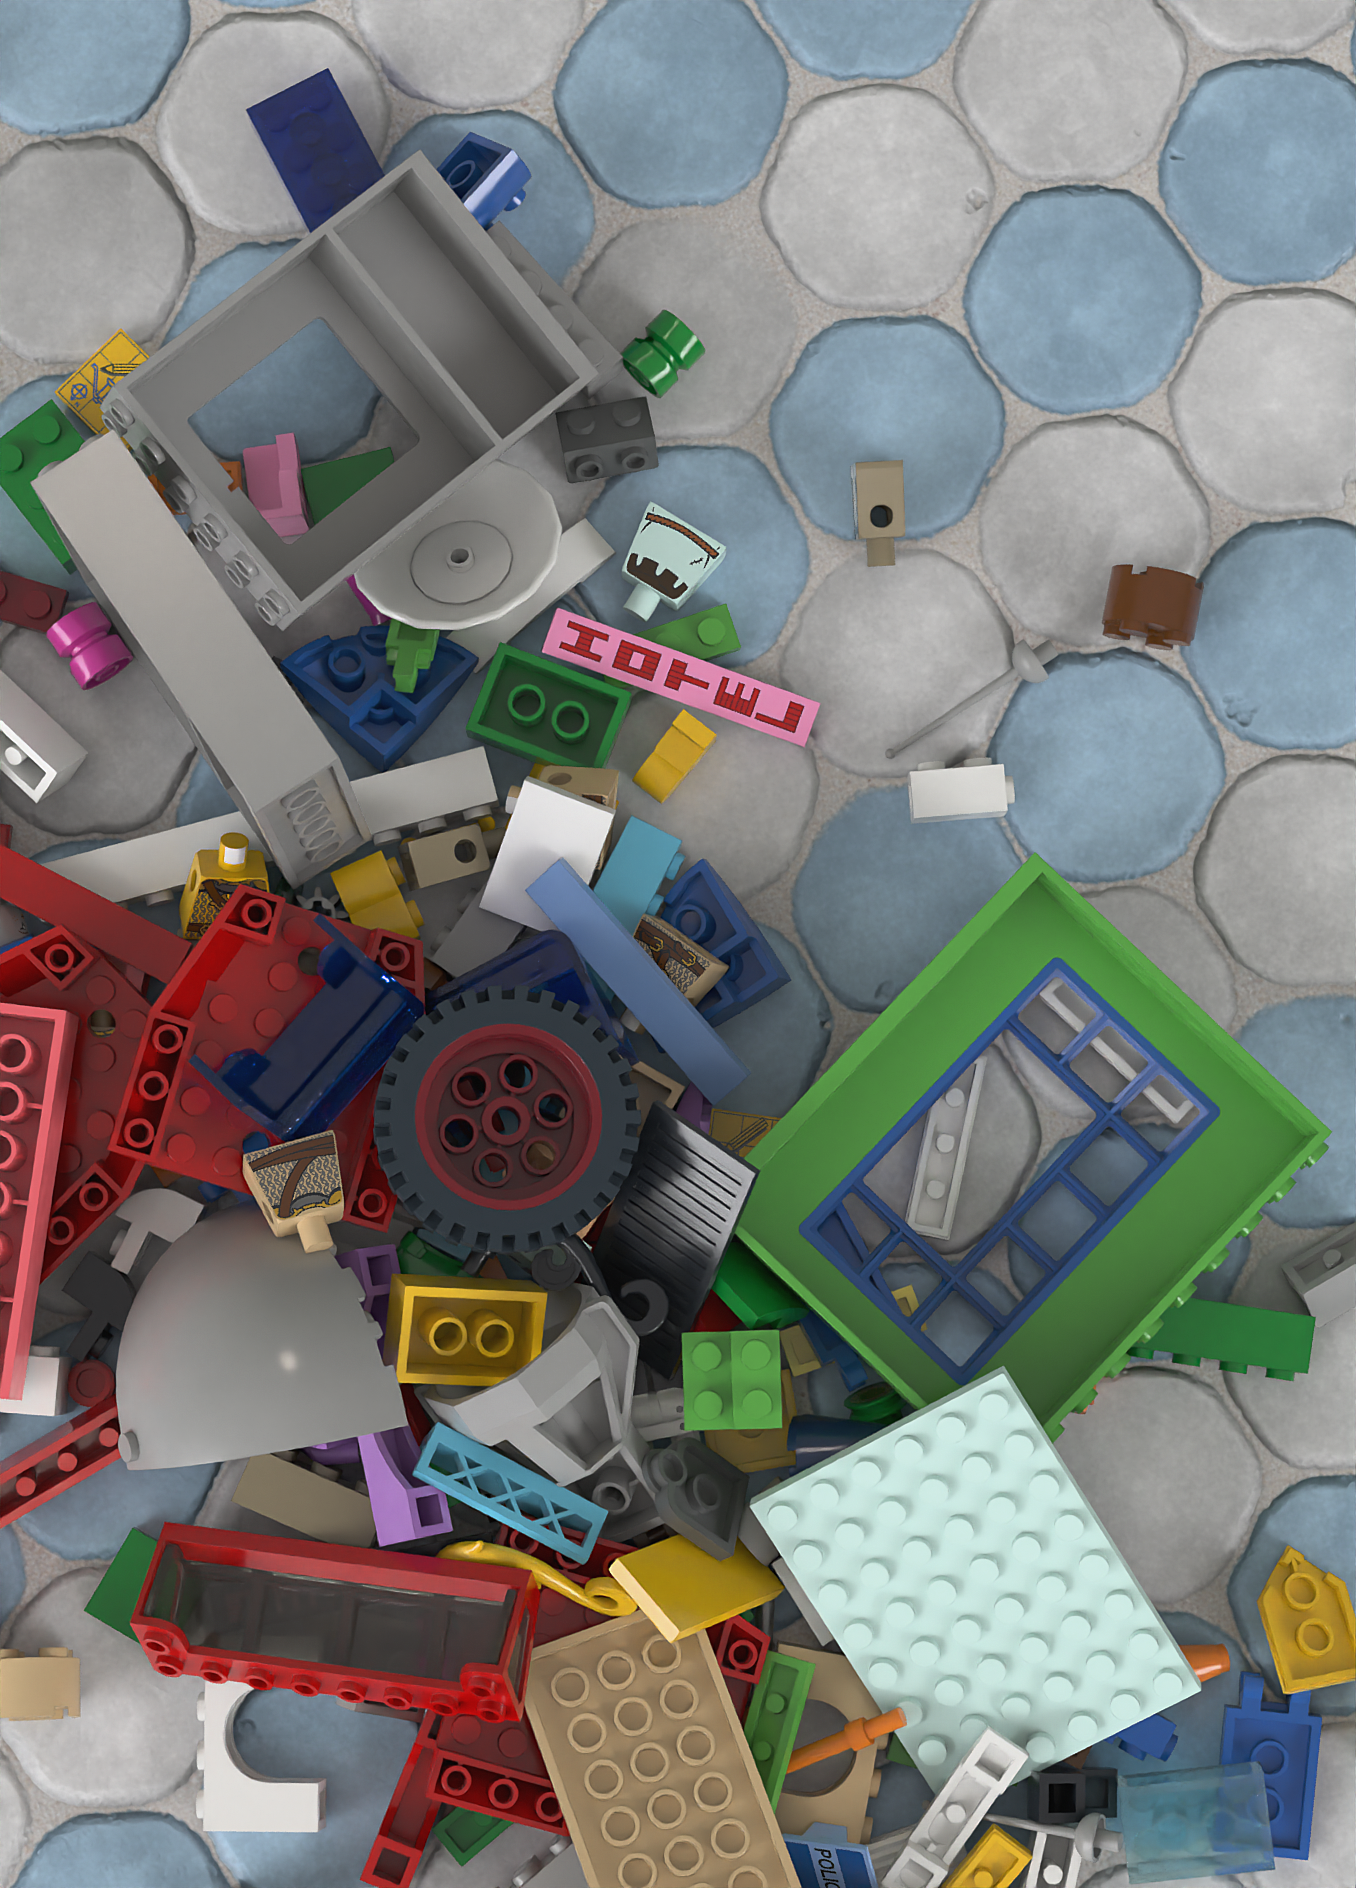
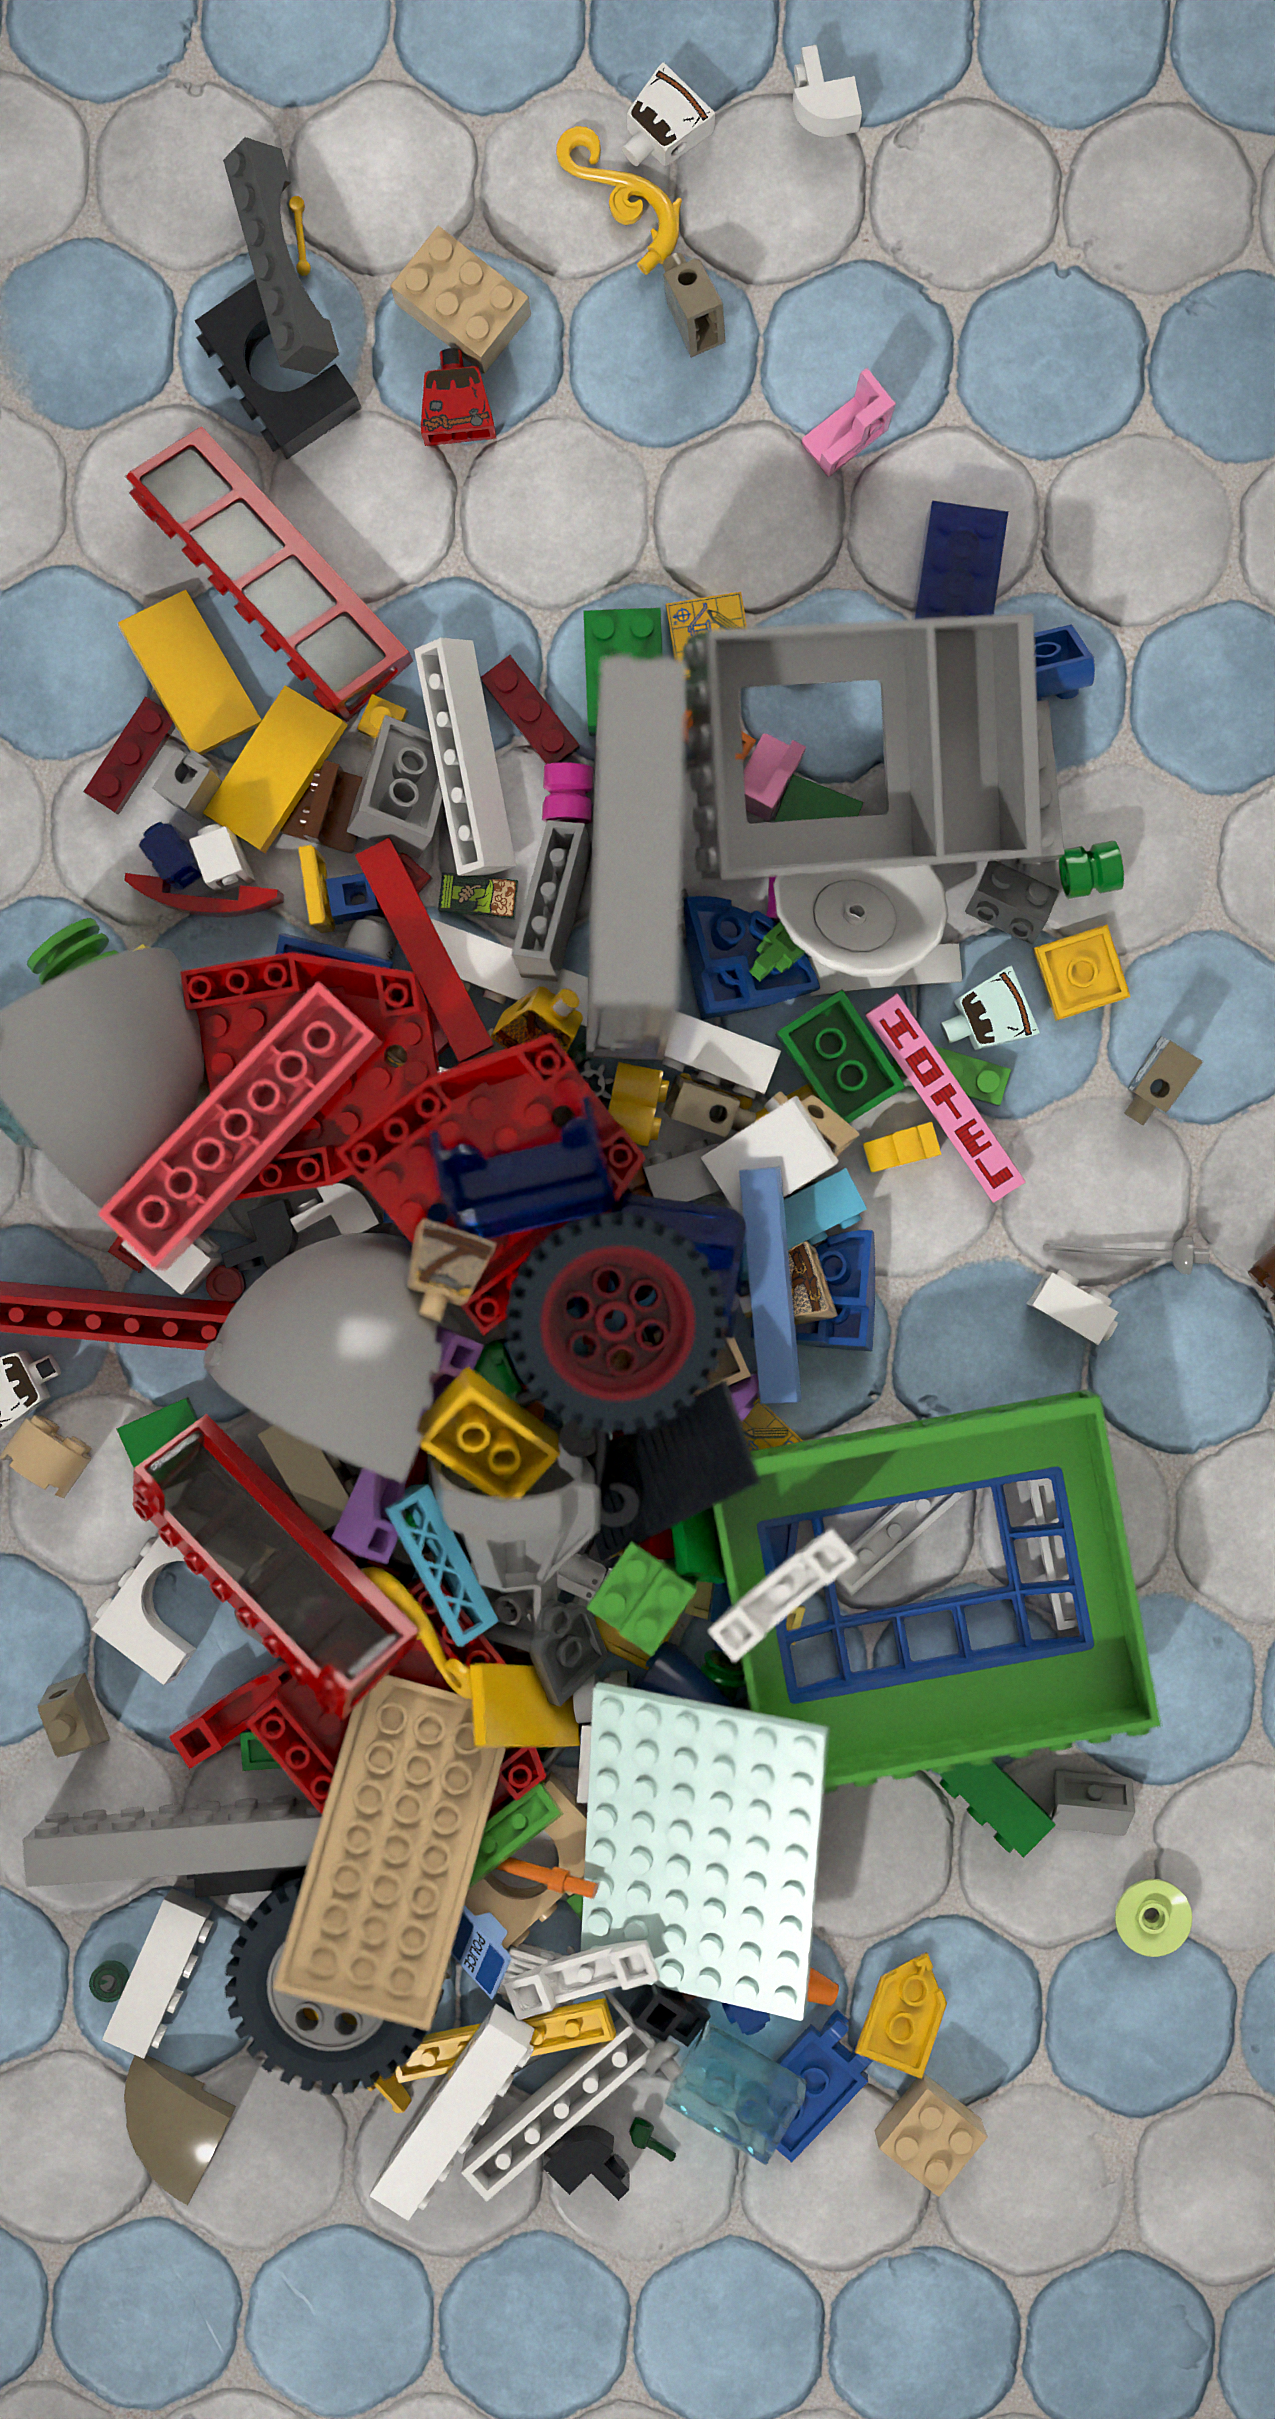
camera: 45 degrees right, 5 degrees up
(71, 810) = (478, 896): none -> tile
(114, 93) = (851, 426): none -> bright pink panel
(149, 760) = (552, 901): none -> light grey brick
(726, 460) = (1081, 972): none -> yellow tile
(864, 1269) = (781, 1593): none -> white slope

